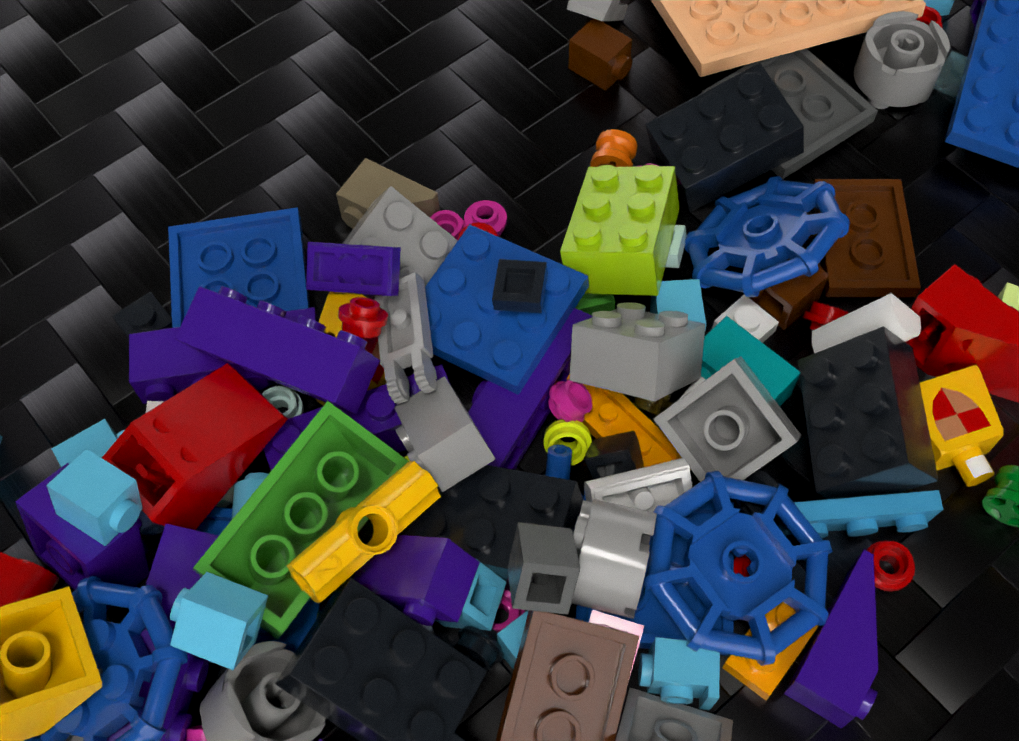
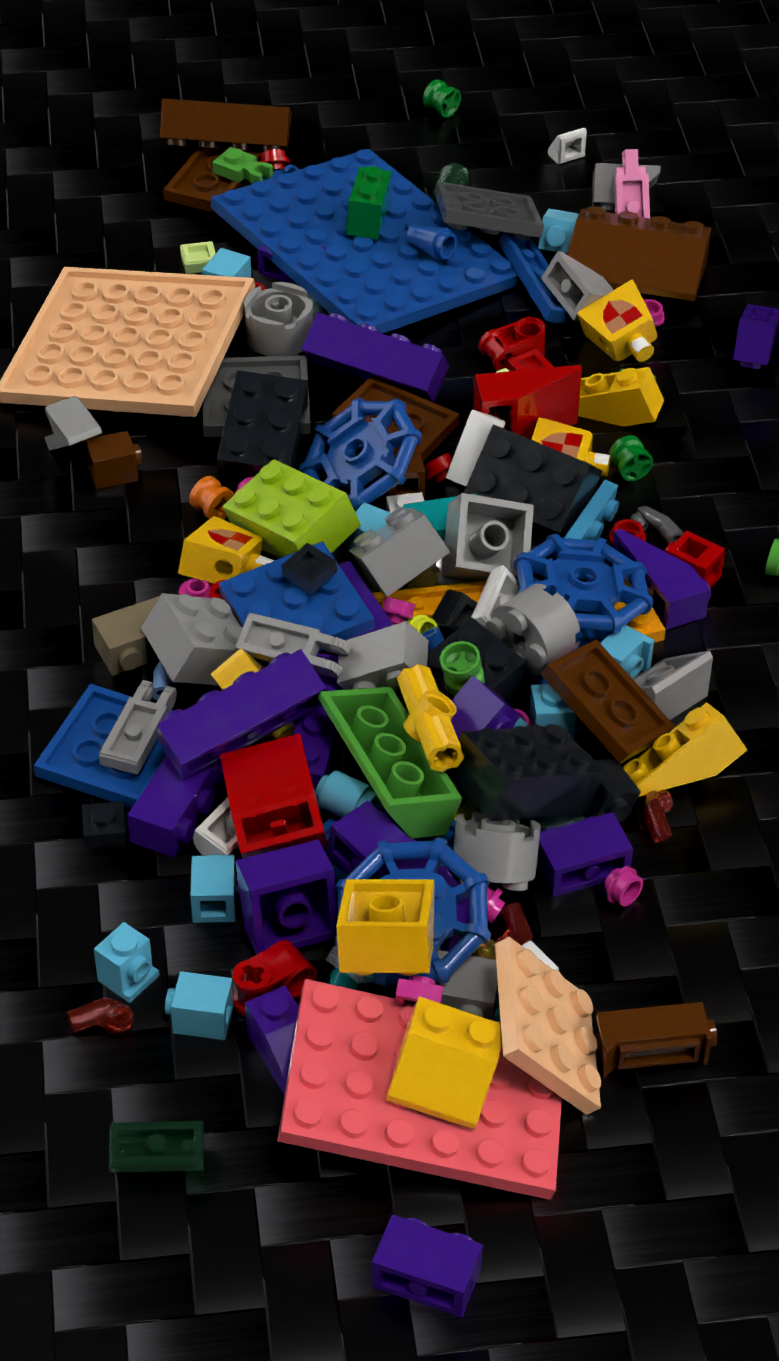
camera: 60 degrees left, 15 degrees down
(96, 497) = (292, 836): medium azure brick -> none
(217, 620) = (436, 808): medium azure brick -> none
(252, 272) = (136, 729): none -> light grey hinge
(353, 268) = (217, 641): dark purple plate -> none
(362, 317) = (264, 650): red plate -> none
(462, 509) = (459, 663): none -> bright green wheel
(534, 205) = (220, 551): none -> yellow torso
(543, 568) = (529, 642): dark grey brick -> none
(917, 653) = (699, 553): none -> red brick
(927, 168) = (367, 353): none -> dark purple brick
(943, 584) = (660, 522): none -> dark grey arm

